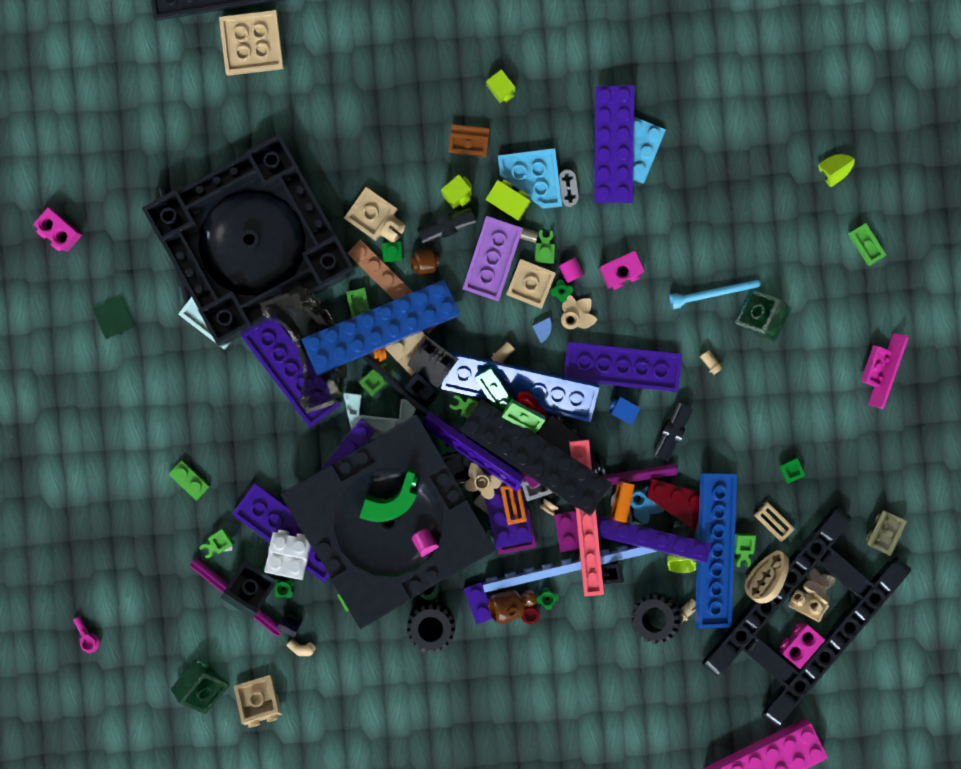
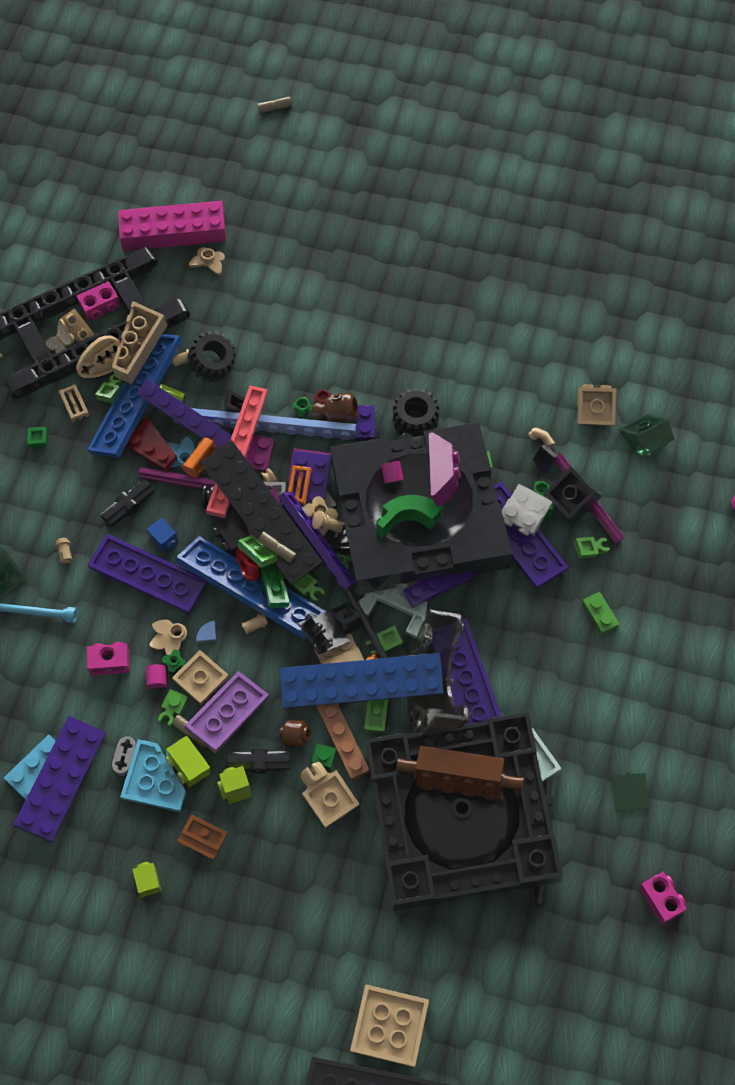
camera: 165 degrees left, 25 degrees down
(258, 263) = (460, 773): none -> reddish brown brick
(371, 554) = (443, 469): none -> wedge
(473, 470) = (323, 522): none -> tan pin
(508, 425) = (280, 549): none -> dark tan piece
(711, 737) = (208, 258): none -> tan animal
(736, 607) = (138, 340): none -> tan wedge

